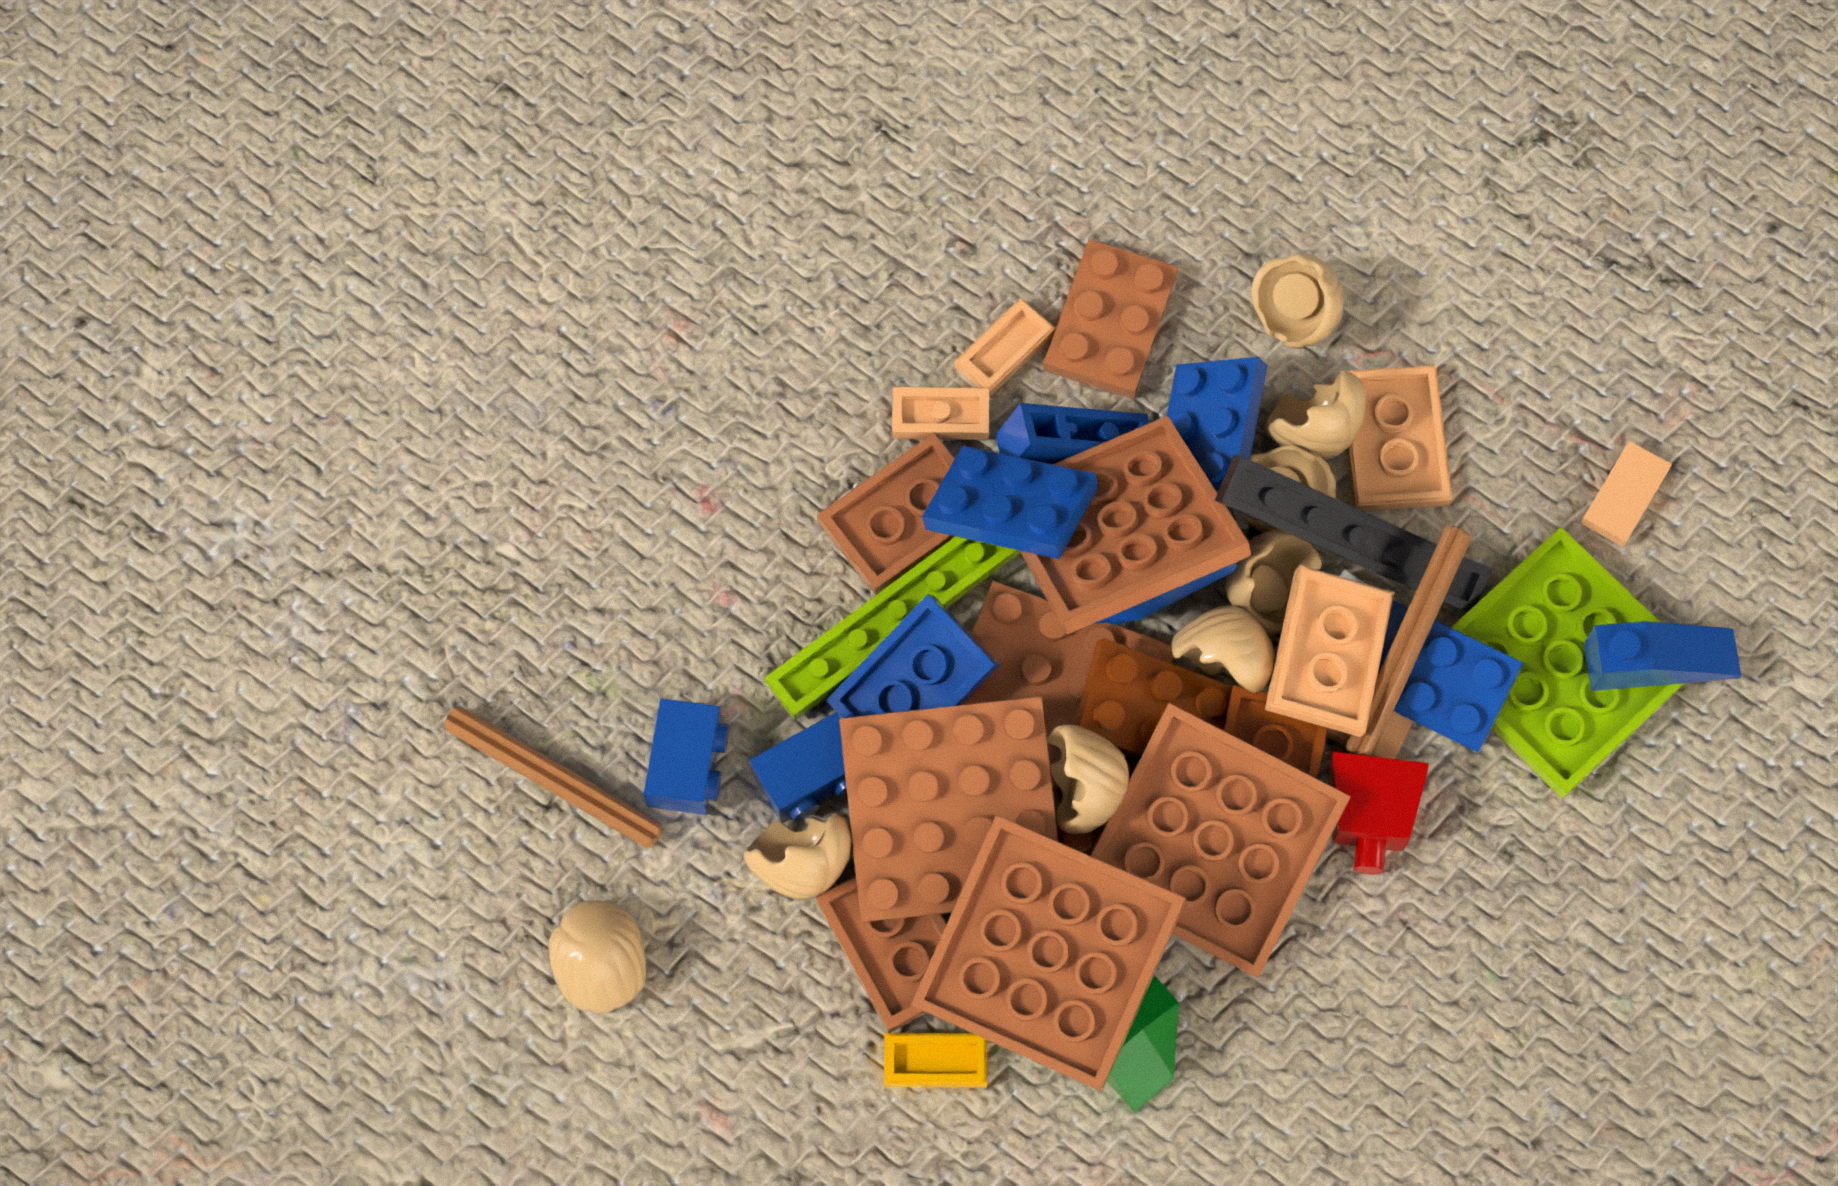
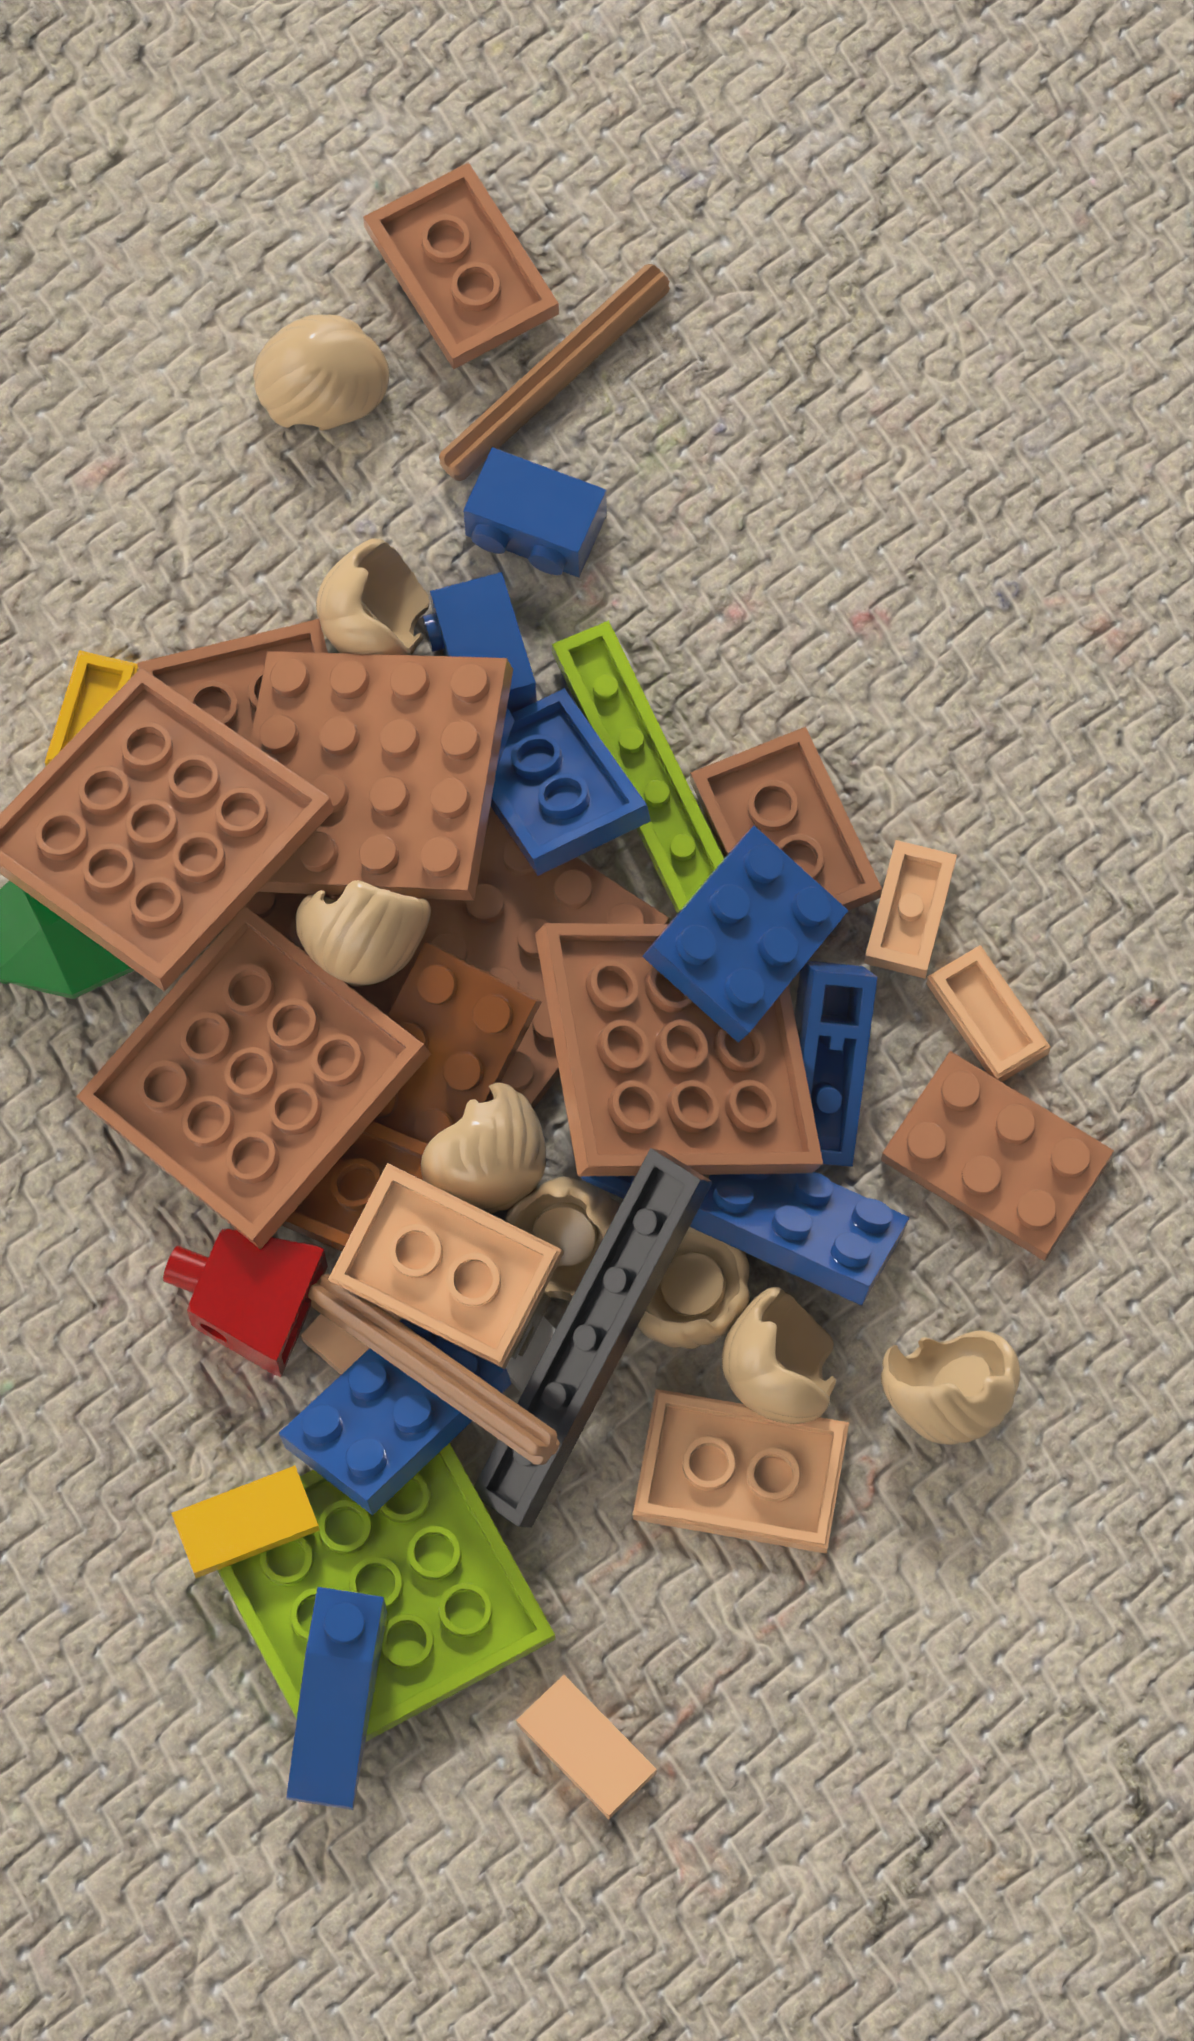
camera: 105 degrees right, 0 degrees up
(475, 870) = (461, 265): none -> nougat plate
(1553, 756) = (245, 1521): none -> yellow tile

